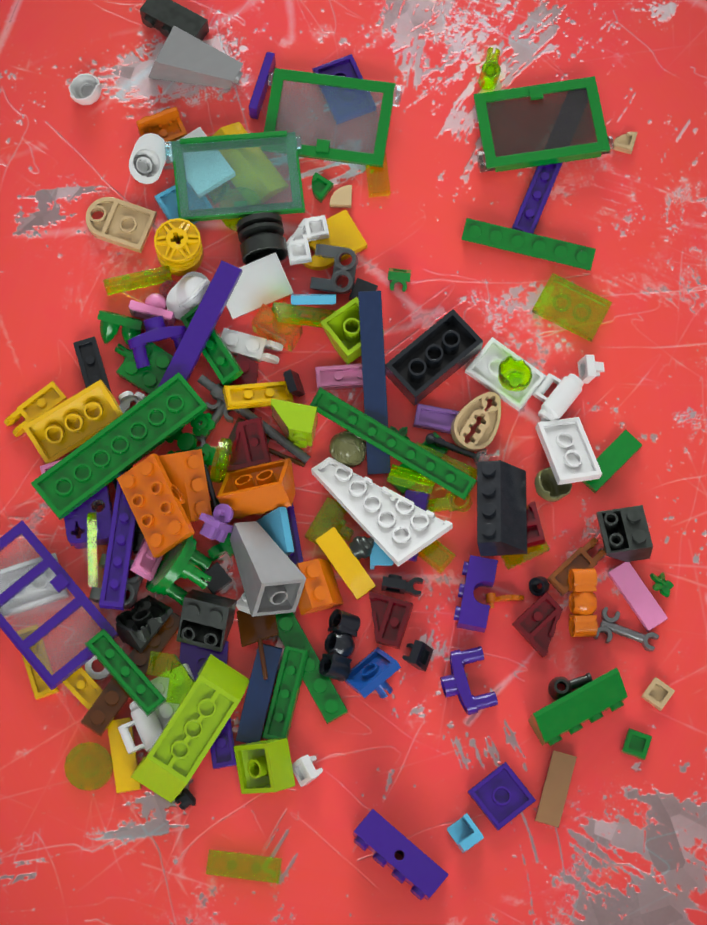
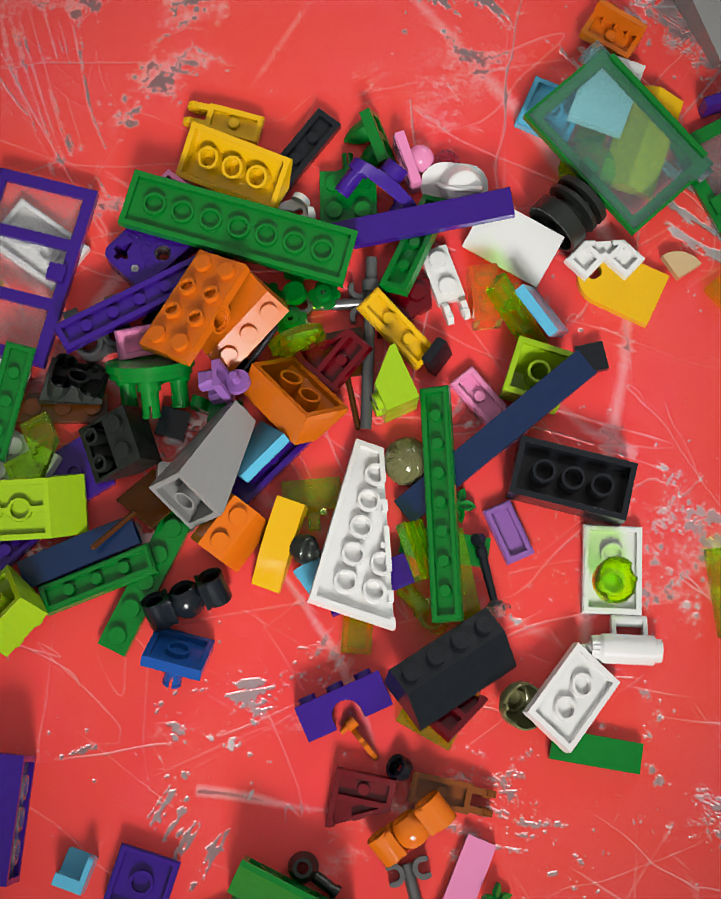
camera: 50 degrees right, 5 degrees up
(92, 549) = (111, 278): clear neon green tile -> none
(121, 223) = (484, 65): tan tile -> none
(137, 280) = (432, 123): clear neon green tile -> none
(147, 158) = (567, 38): white piece -> none
(179, 257) = (494, 151): yellow wheel -> none
(305, 770) = (30, 655): white tile -> none
(321, 187) = (675, 234): green tile -> none
(339, 270) = (594, 315): dark grey piece -> none
(389, 619) = (252, 632): dark red wing -> none
(395, 584) = (294, 612): black plate -> none
(399, 275) = (636, 381): green tile -> none
(419, 655) = (234, 690): black tile -> none
(458, 685) = (230, 751): dark purple connector -> none
(466, 418) = (531, 594): tan piece -> none
(589, 368) = (683, 657): white tile -> none
(625, 533) = (521, 823): pearl dark grey slope -> none

